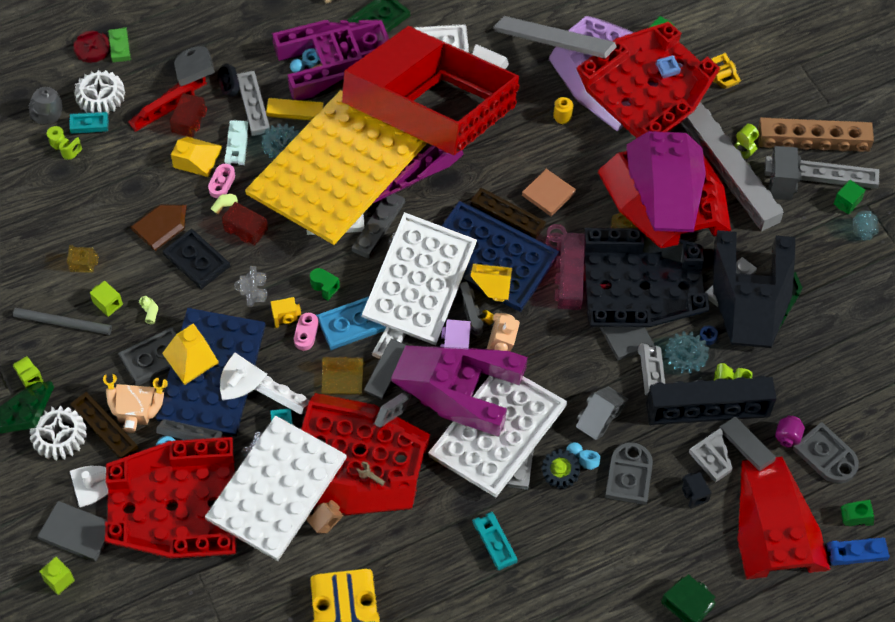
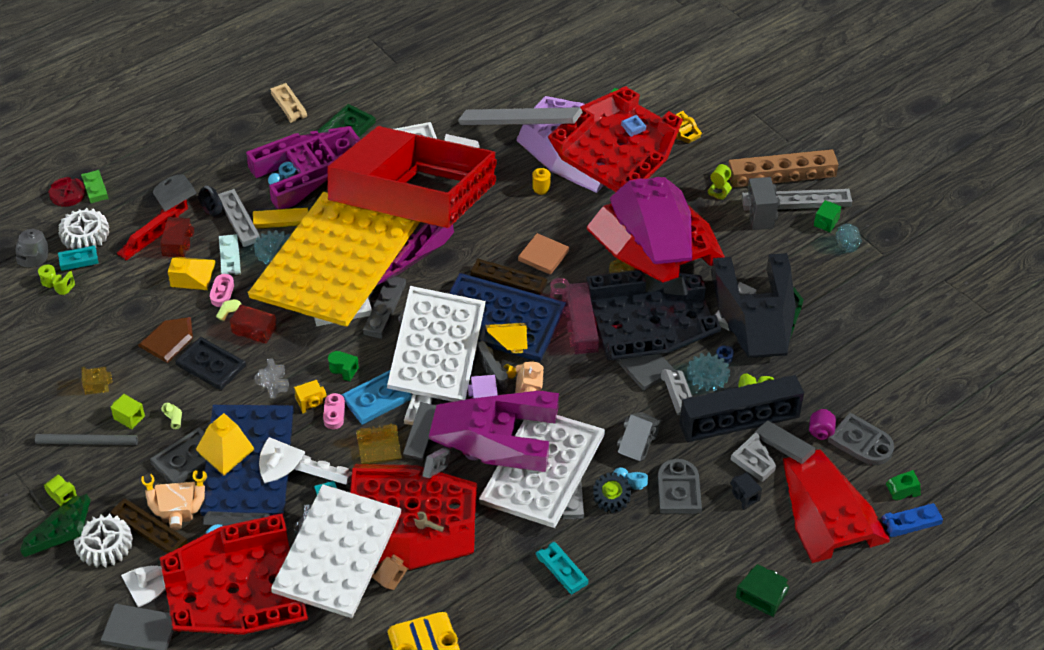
camera: 10 degrees left, 10 degrees down
(733, 168) = (715, 209): light grey brick -> none

